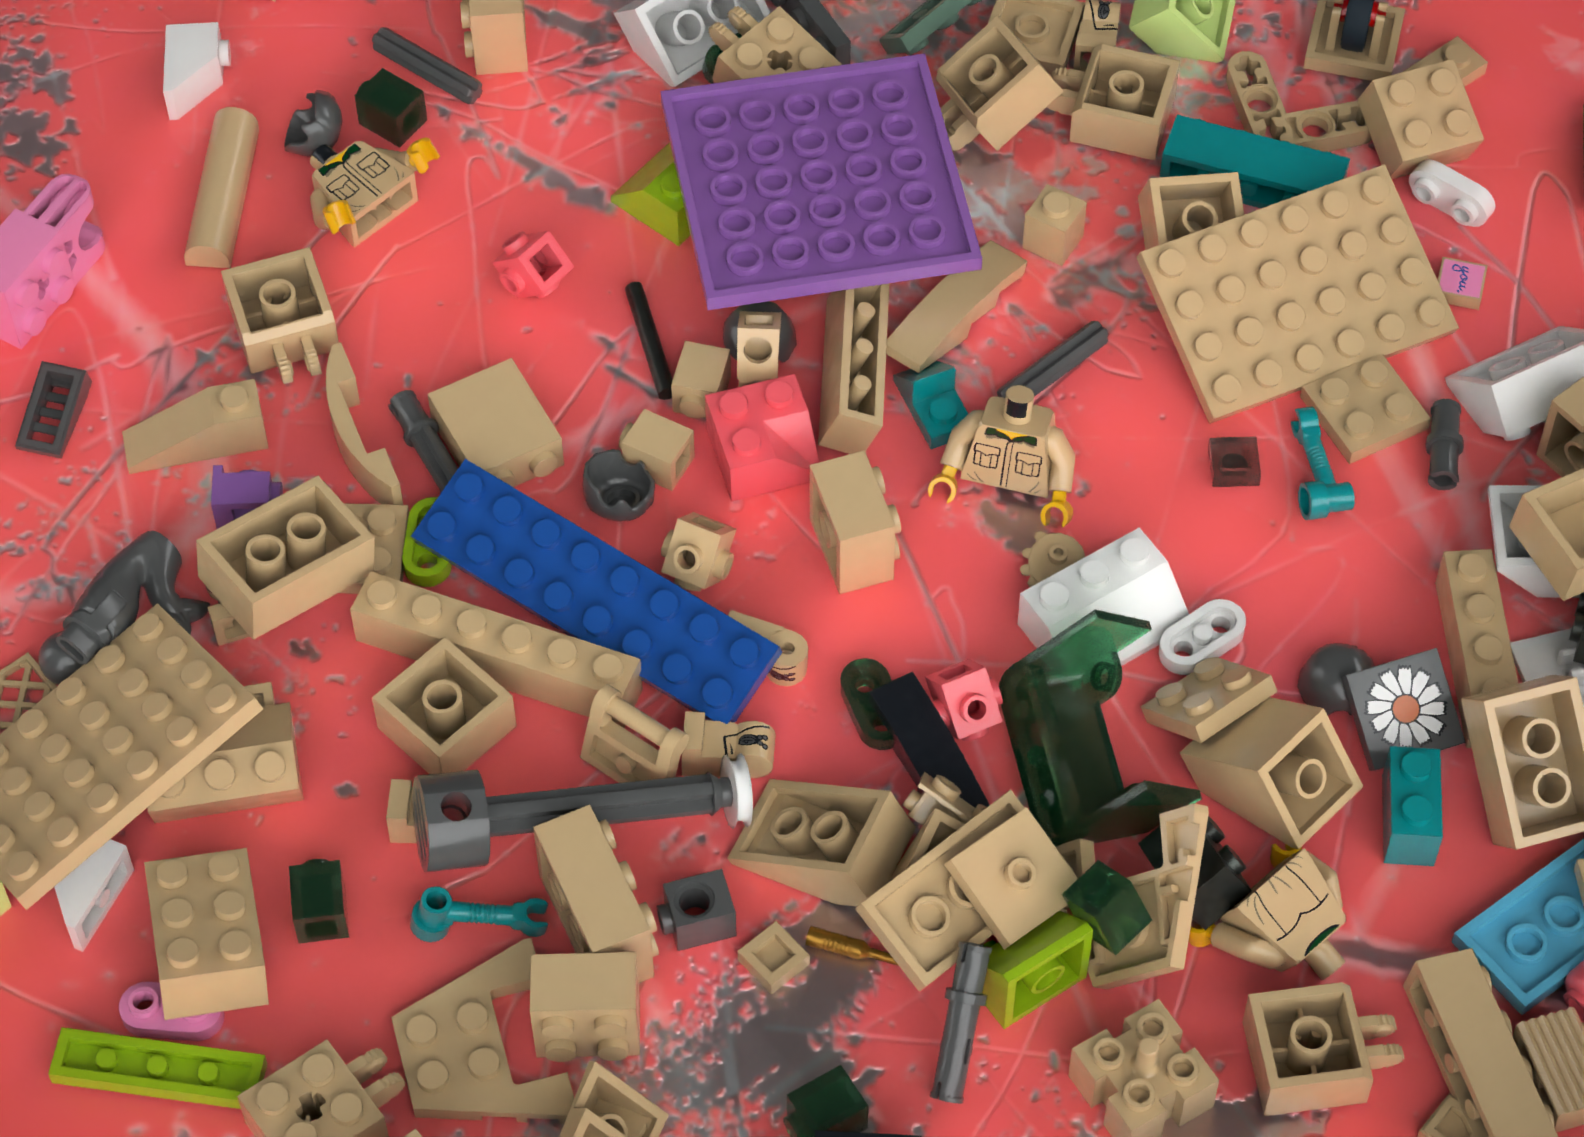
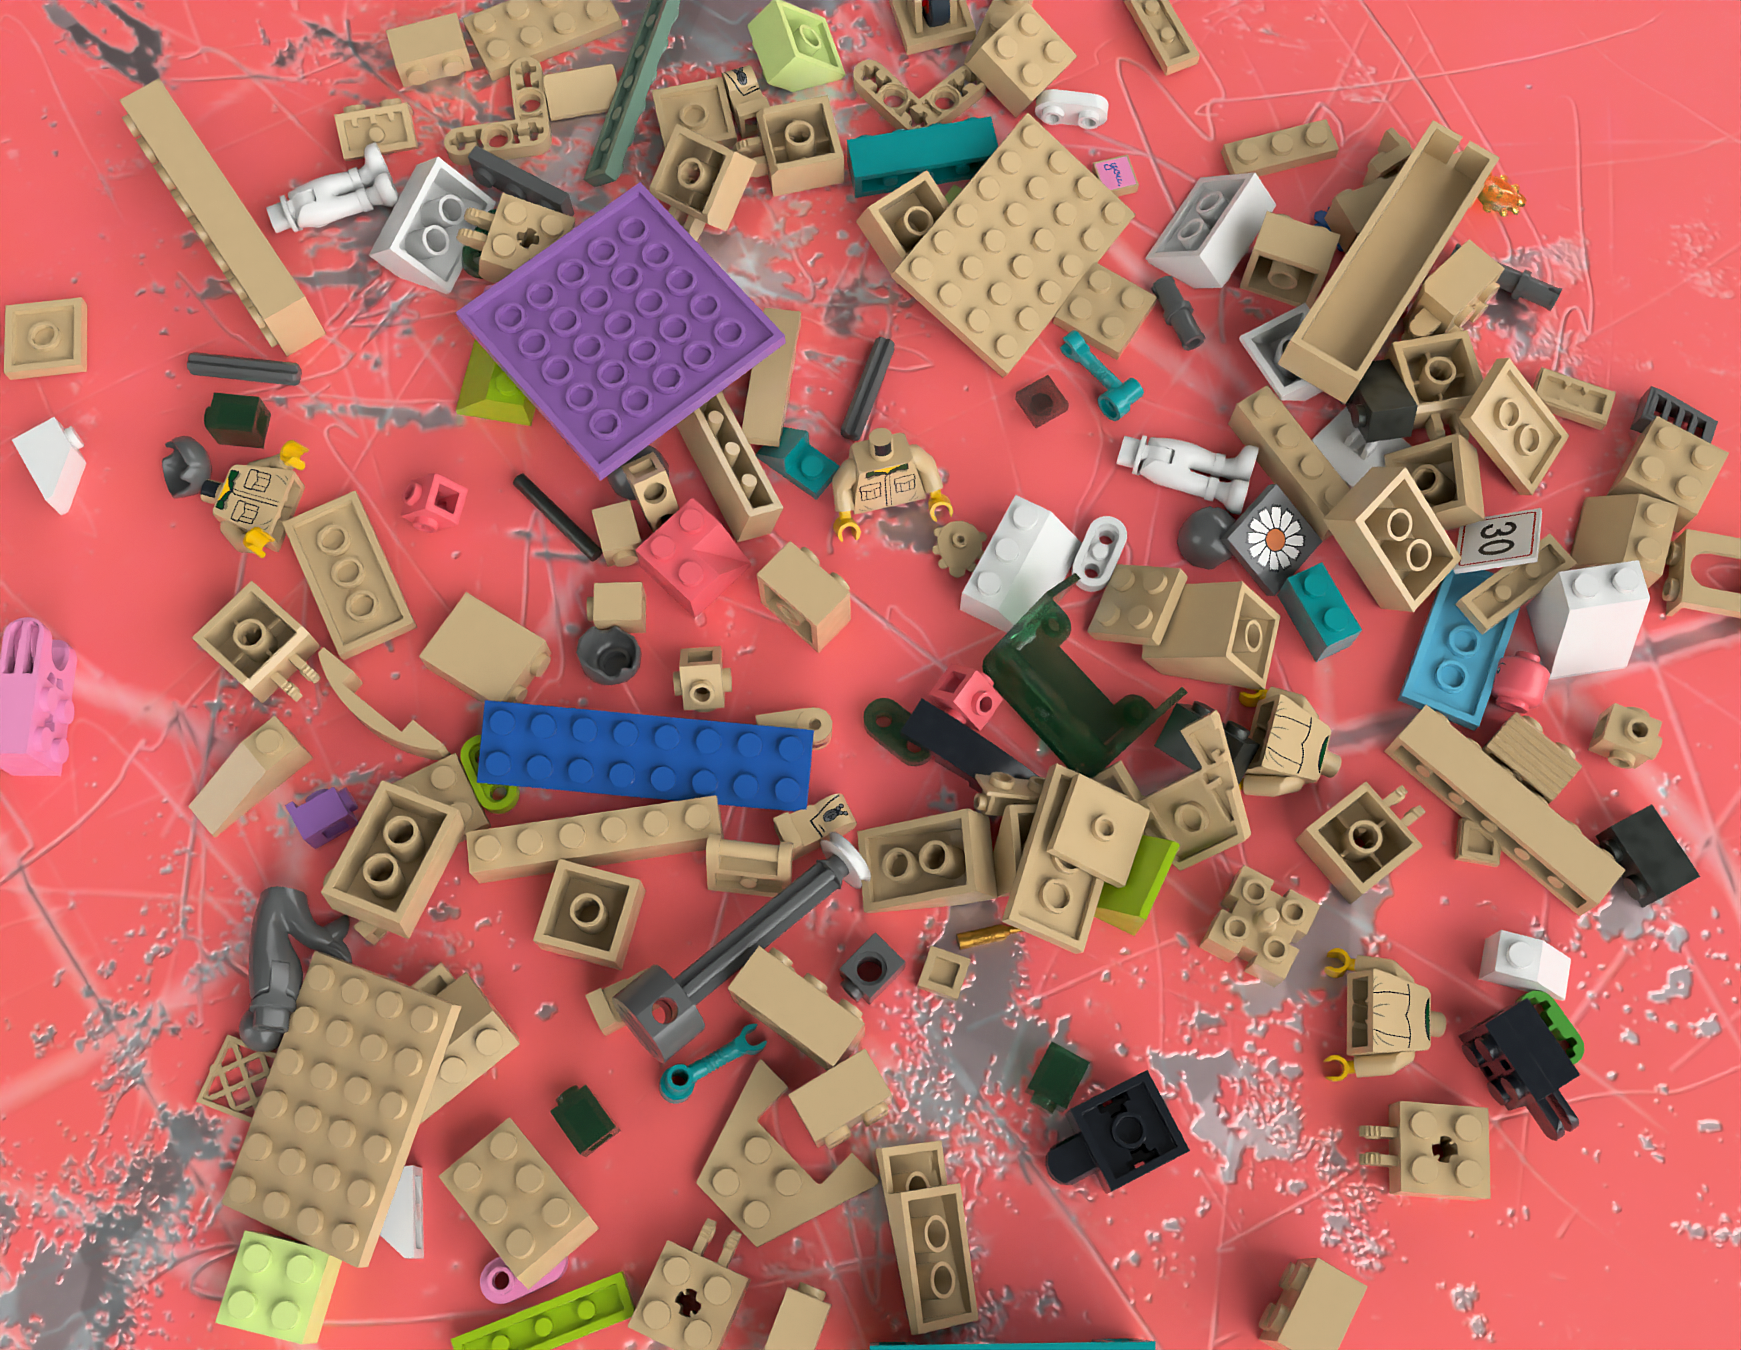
camera: 30 degrees left, 15 degrees up
(49, 376) = (102, 807): dark grey slope -> none
(222, 189) = (143, 557): tan brick -> none
(408, 296) = (349, 575): none -> tan plate
(422, 435) = (430, 687): dark grey axle -> none
(961, 1021) = (1113, 943): dark grey pin -> none
(1054, 225) = (806, 273): tan brick -> none
(1108, 905) = (1178, 819): clear green brick -> none
(1343, 584) = (1170, 464): none -> white piece

